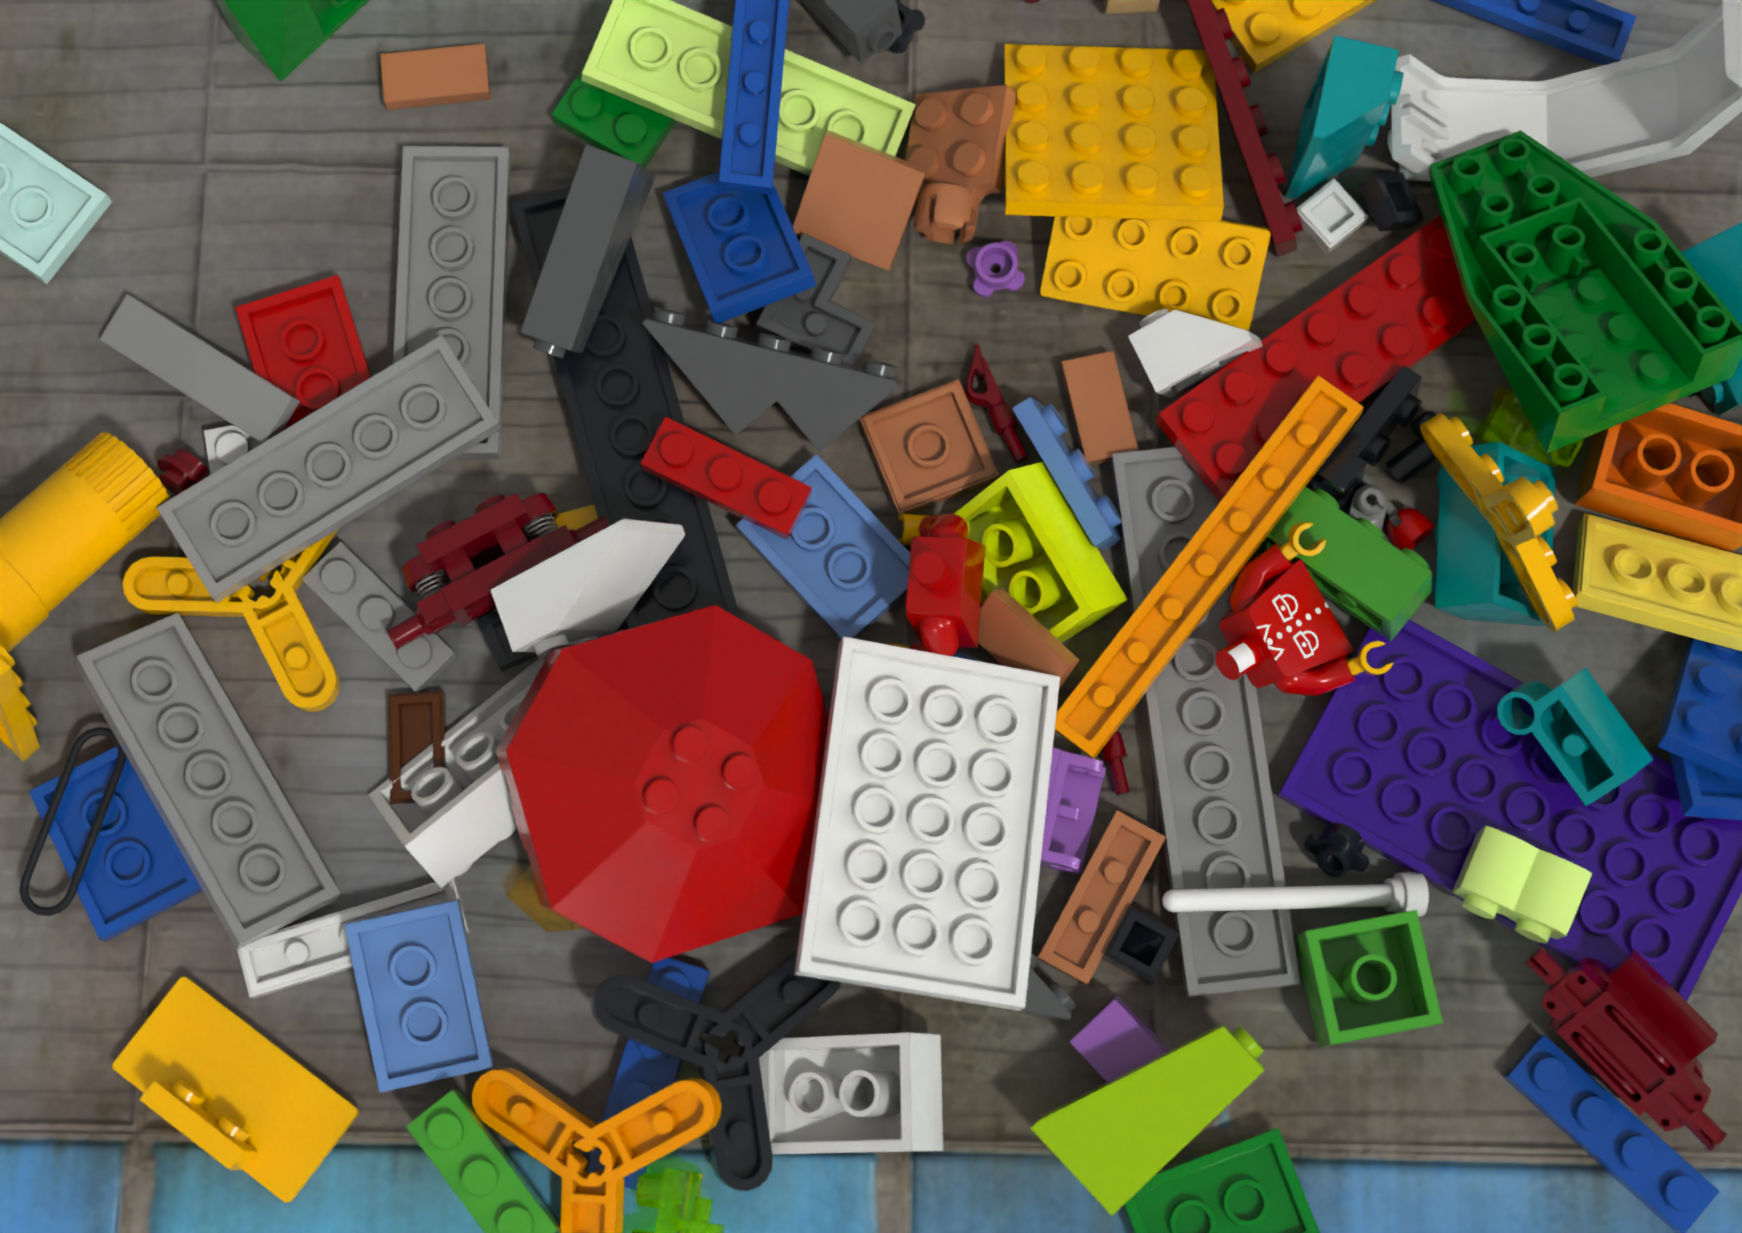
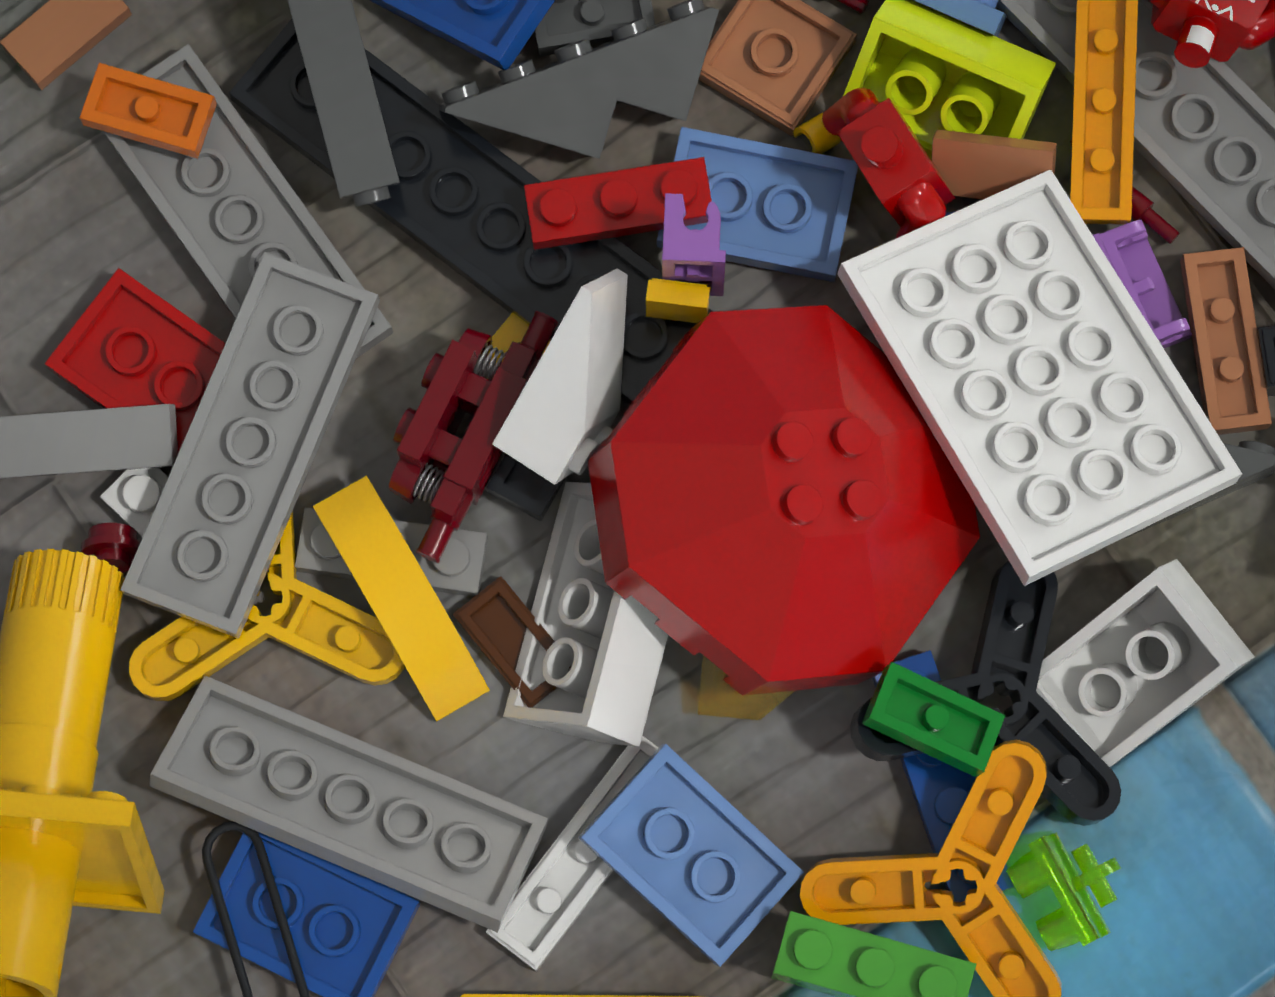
camera: 30 degrees left, 0 degrees up
(353, 656) = (401, 598): none -> yellow slope
(439, 175) = (148, 110): none -> orange plate
(656, 1025) = (933, 719): none -> green plate
(710, 579) = (677, 300): none -> yellow tile
(736, 548) = (694, 253): none -> medium lavender hinge

